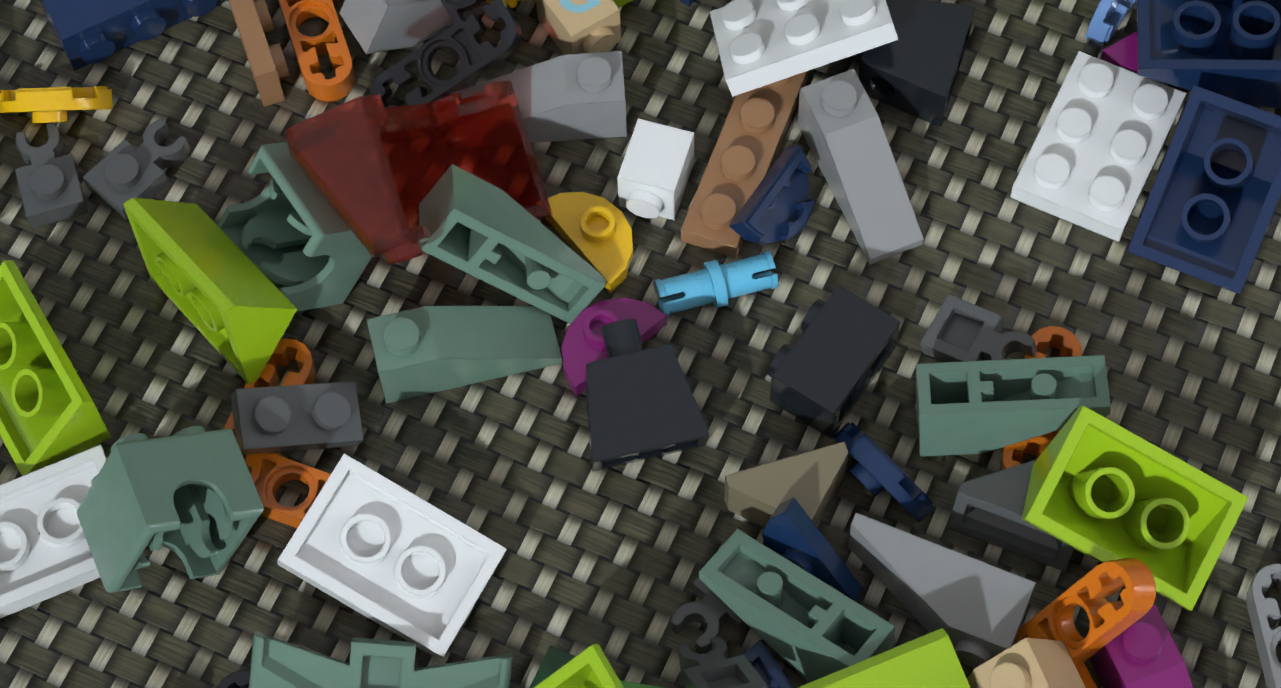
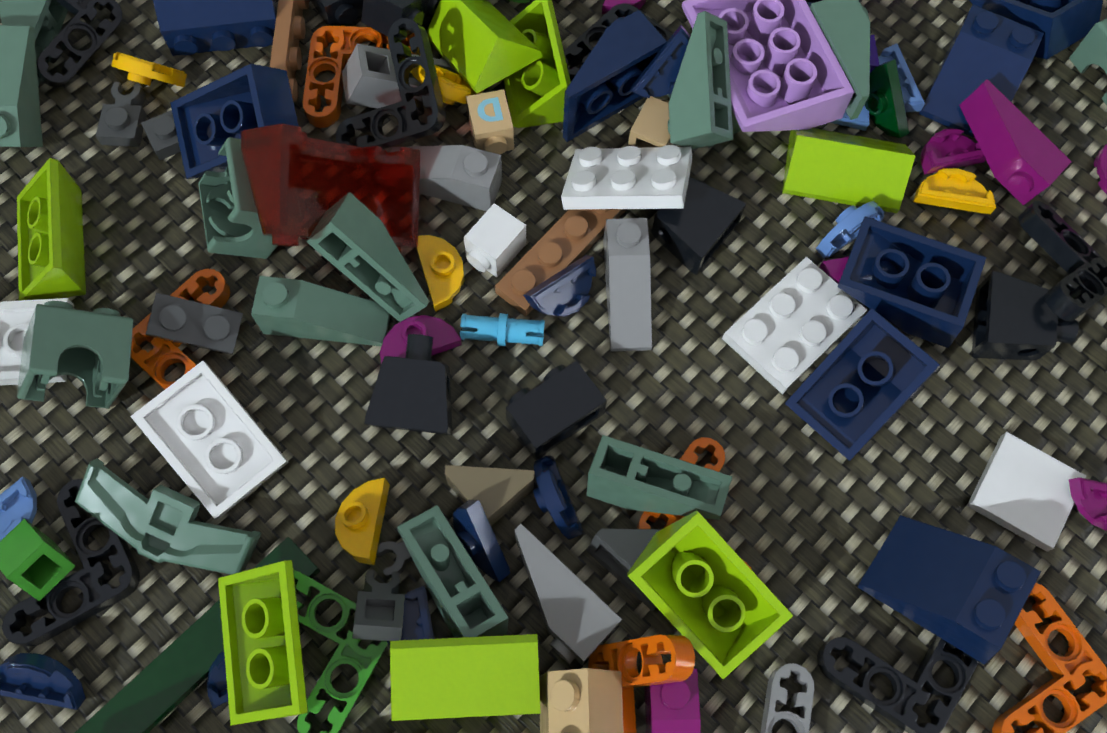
camera: 15 degrees right, 5 degrees up
(211, 282) = (175, 213): lime slope -> none
(212, 127) = (222, 109): none -> dark blue slope
(638, 590) = (361, 520): none -> yellow plate
(971, 334) = (653, 426): dark grey plate -> none

